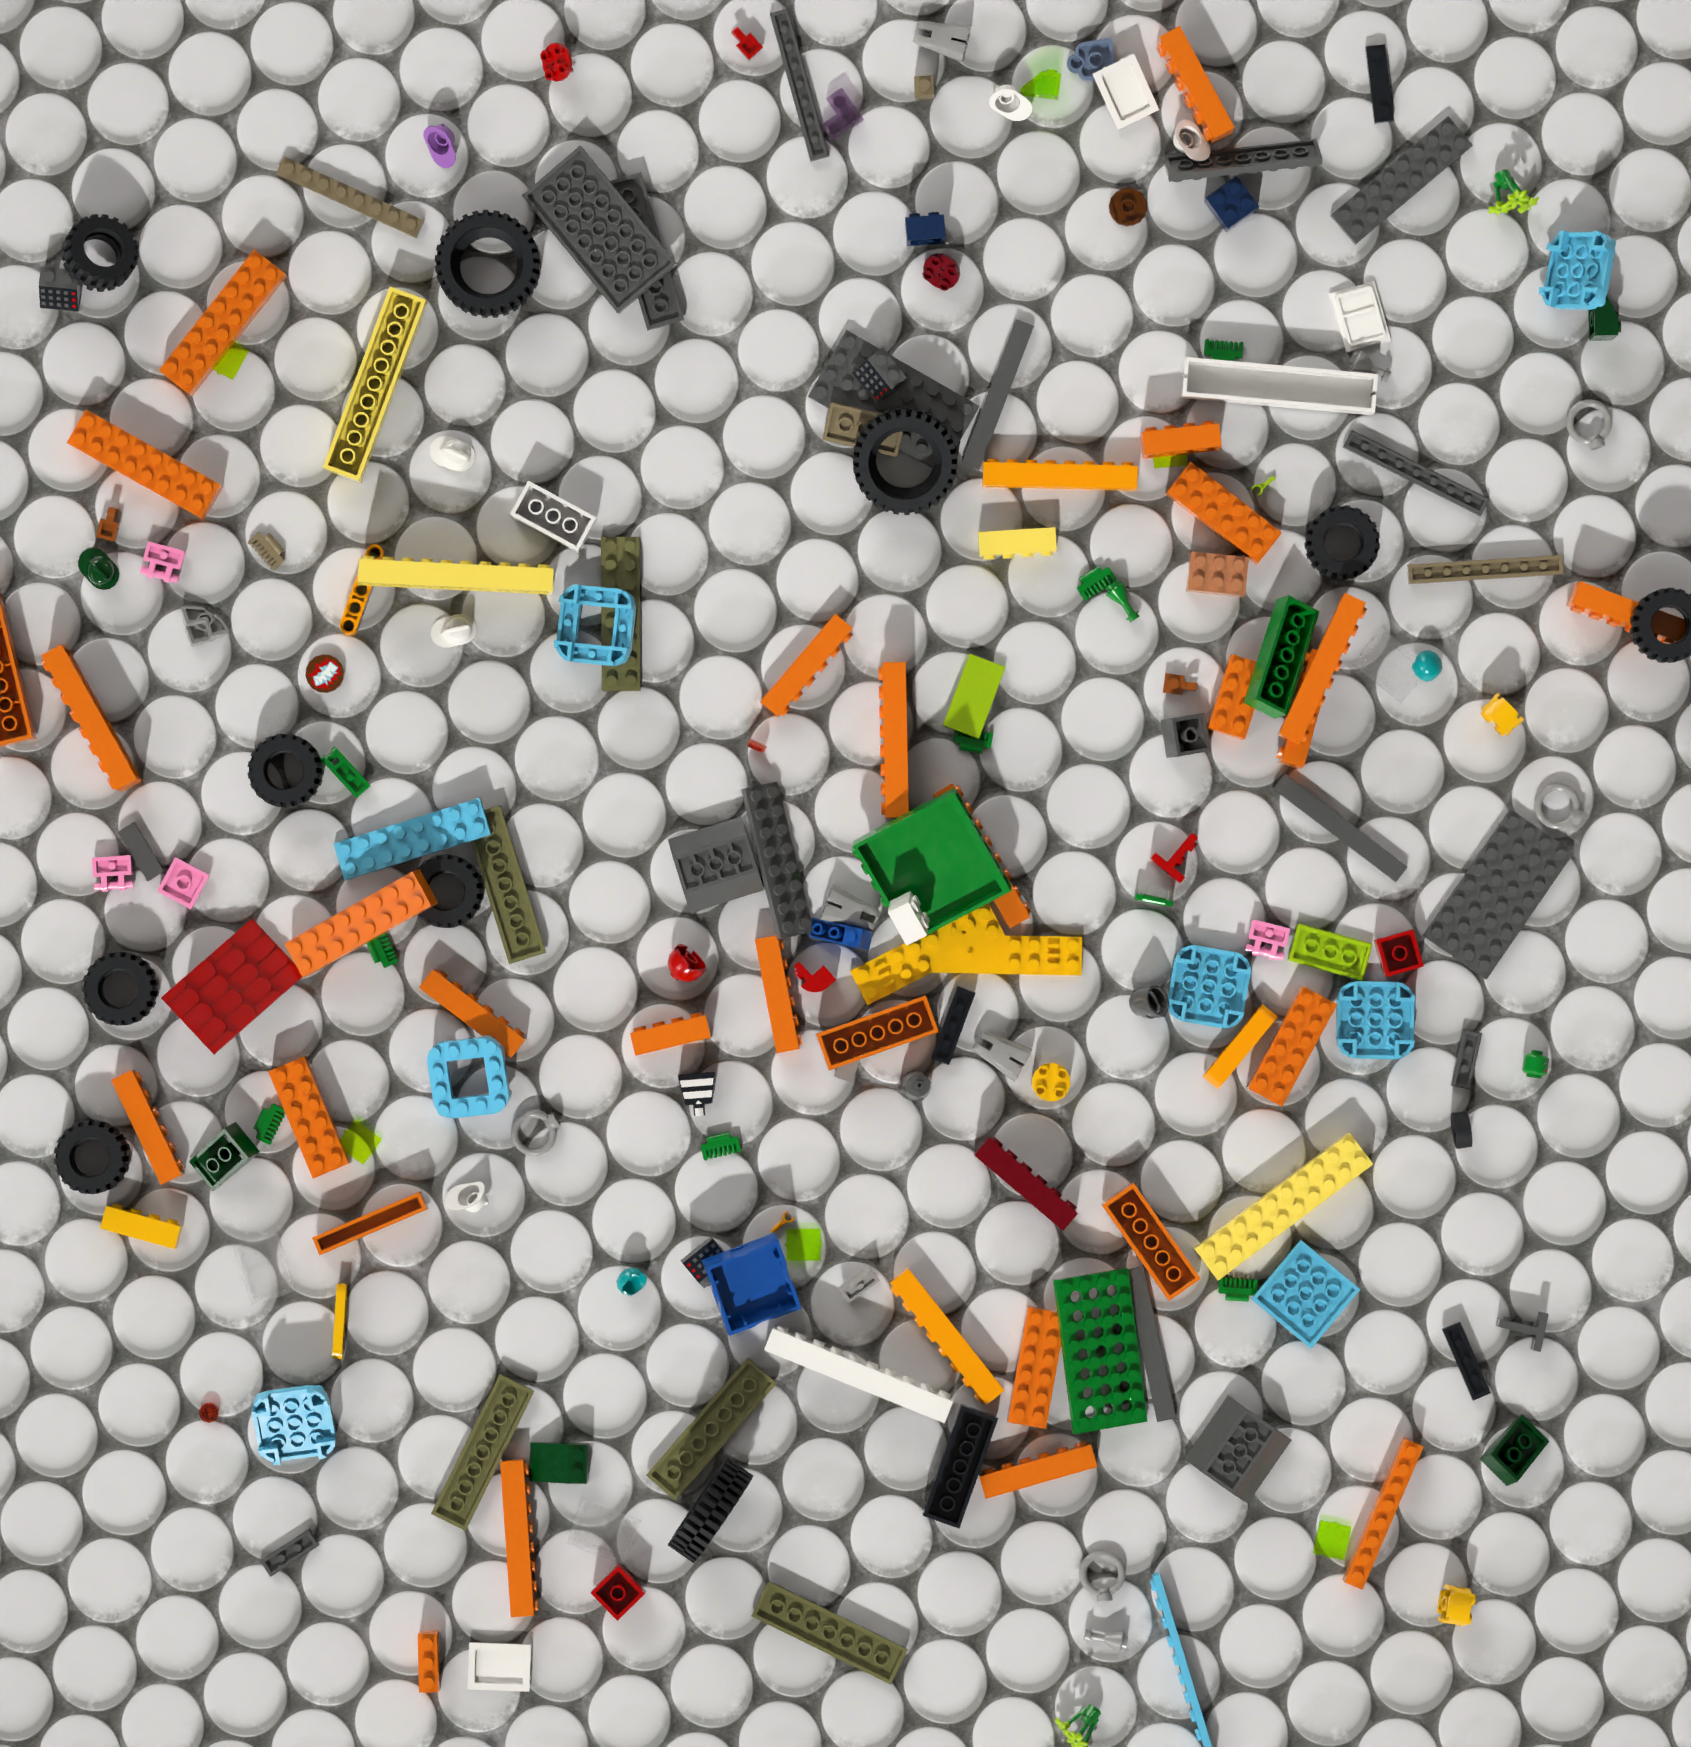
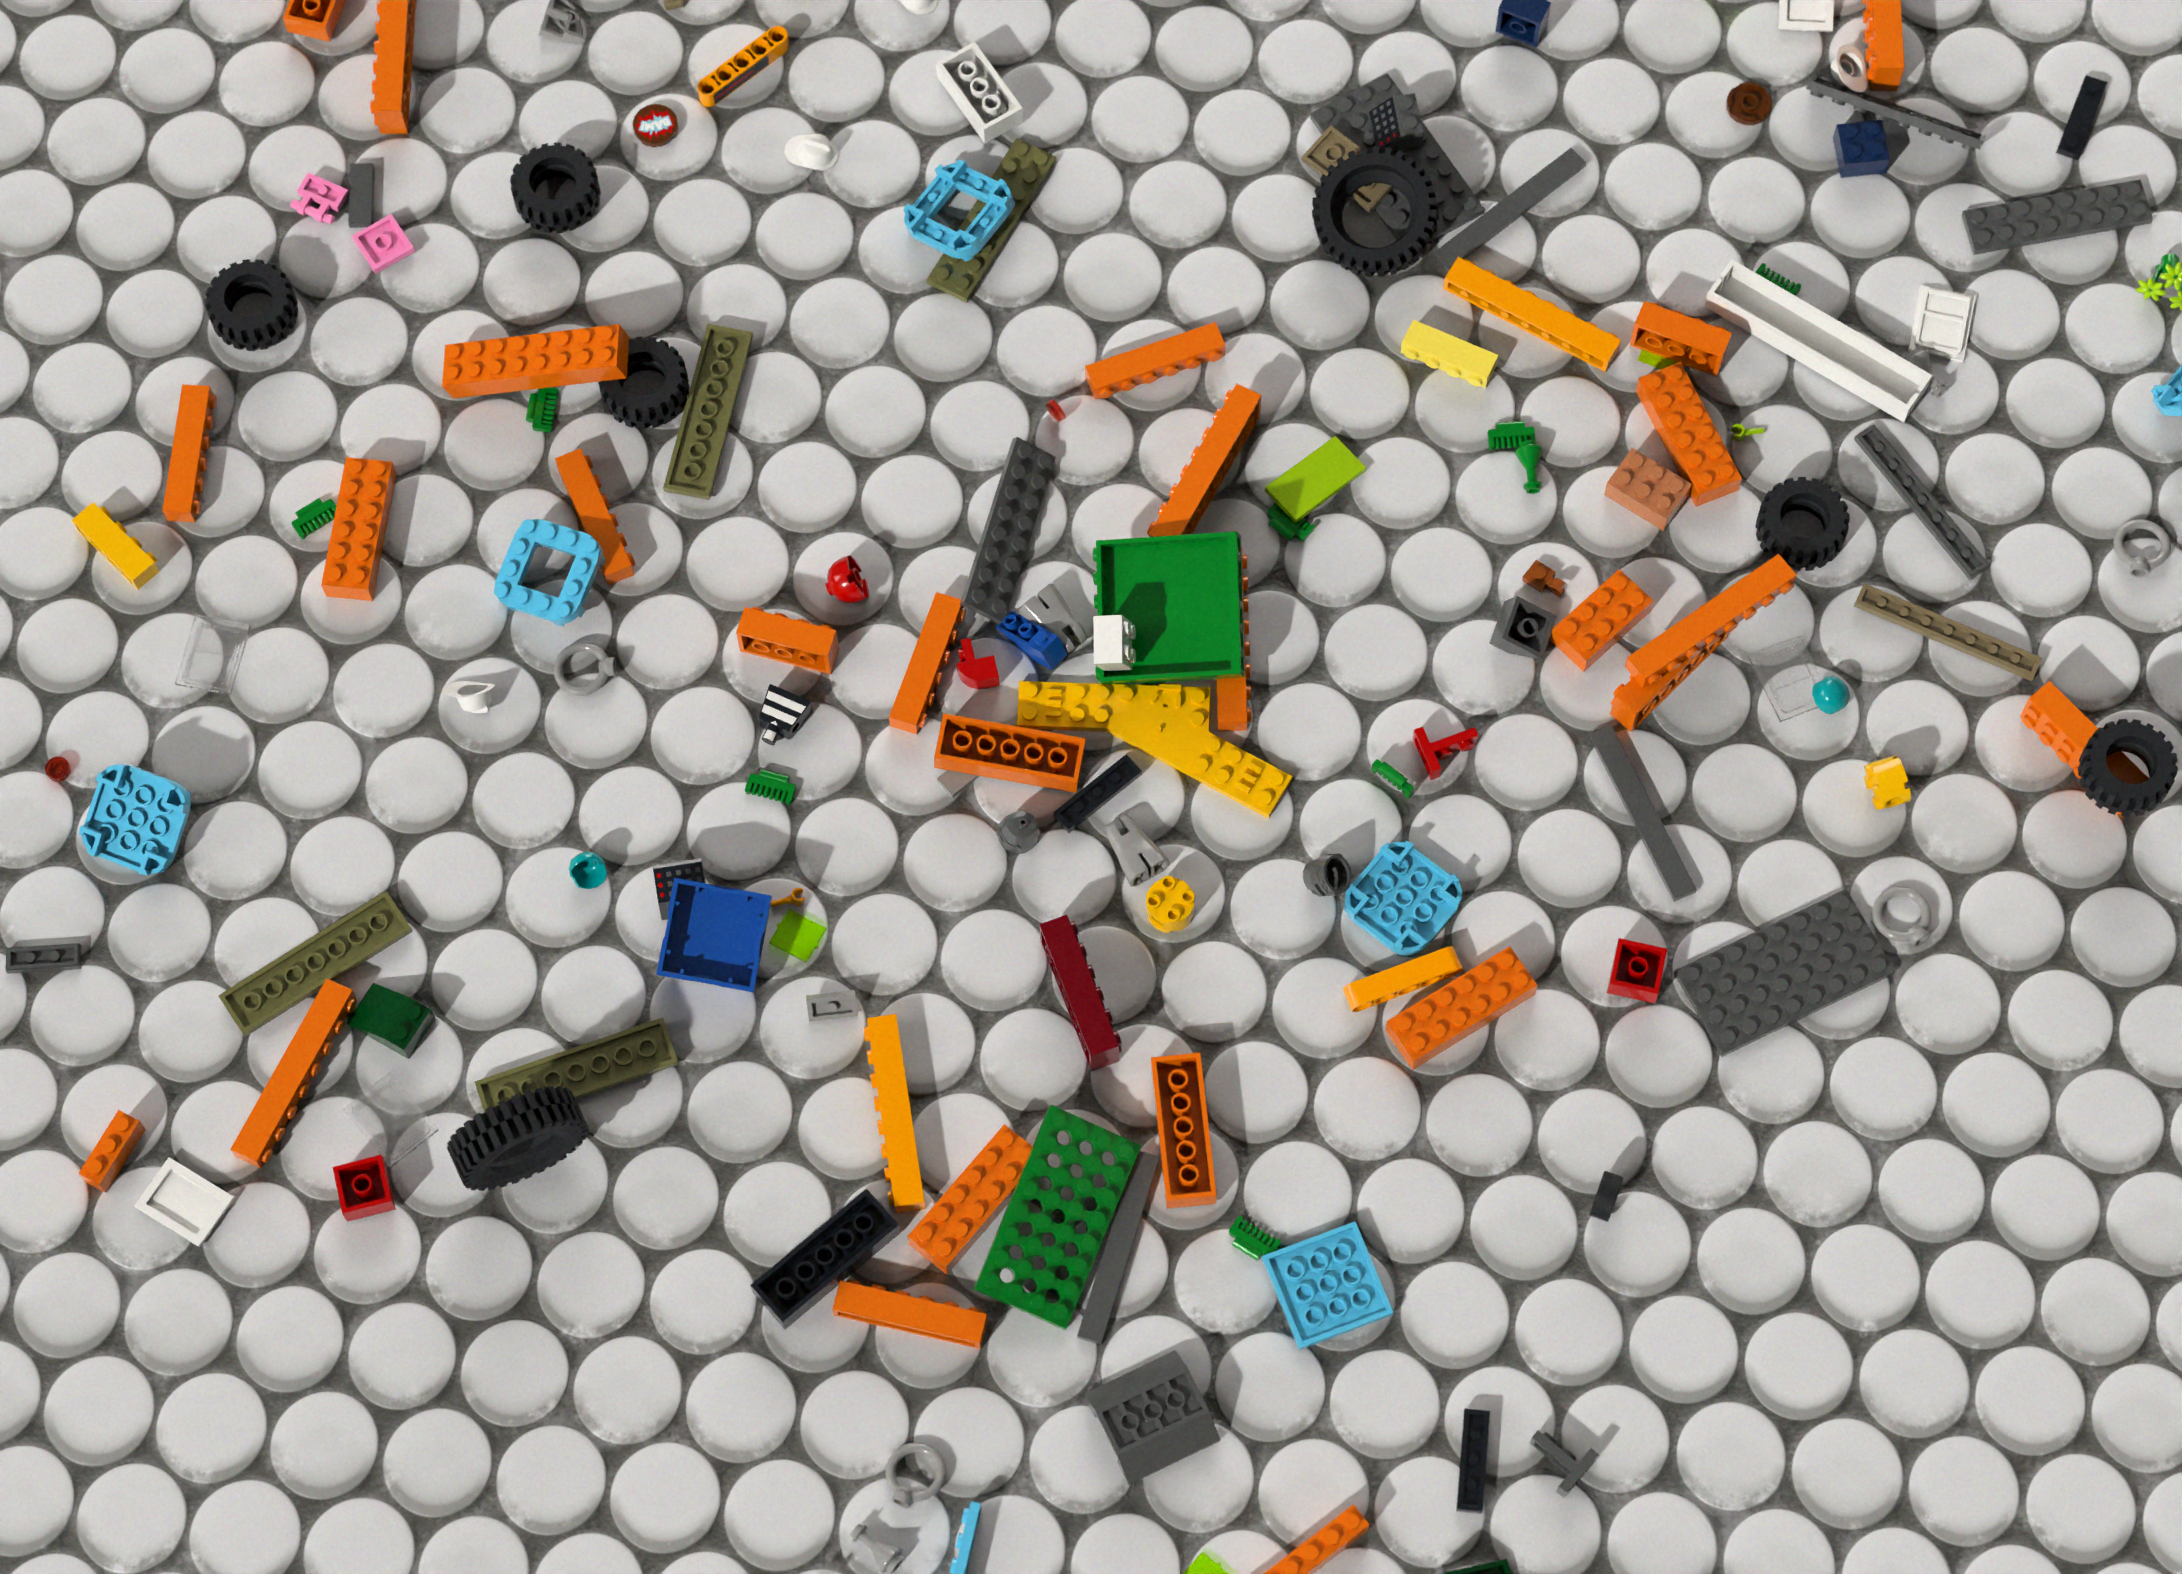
camera: 30 degrees right, 20 degrees down
(66, 1163) = (102, 424): black tyre -> none
(224, 1156) = (247, 521): dark green slope -> none
(232, 986) = (364, 356): red piece -> none
(339, 1321) = (255, 747): yellow beam -> none
(346, 773) = (616, 226): green plate -> none
(360, 1141) = (395, 584): clear neon green piece -> none
(370, 1223) = (351, 663): orange brick -> none
(412, 839) = (668, 320): medium azure plate -> none
(455, 576) = (844, 90): light yellow brick -> none
(715, 864) = (939, 504): dark grey slope -> none
(829, 1632) = (569, 1366): olive plate -> none
(859, 1374) = (773, 1096): white piece -> none
(949, 275) = (1512, 56): dark red plate -> none
(1270, 934) = (1500, 878): bright pink plate -> none
(1281, 657) = (1672, 594): green brick -> none
(1283, 1206) = (1355, 1174): light yellow brick -> none
(1330, 952) = (1559, 935): lime tile -> none
(1375, 1020) = (1571, 1031): medium azure plate -> none
(1466, 1059) = (1653, 1129): dark grey tile -> none
(1535, 1064) = (1730, 1172): green head -> none

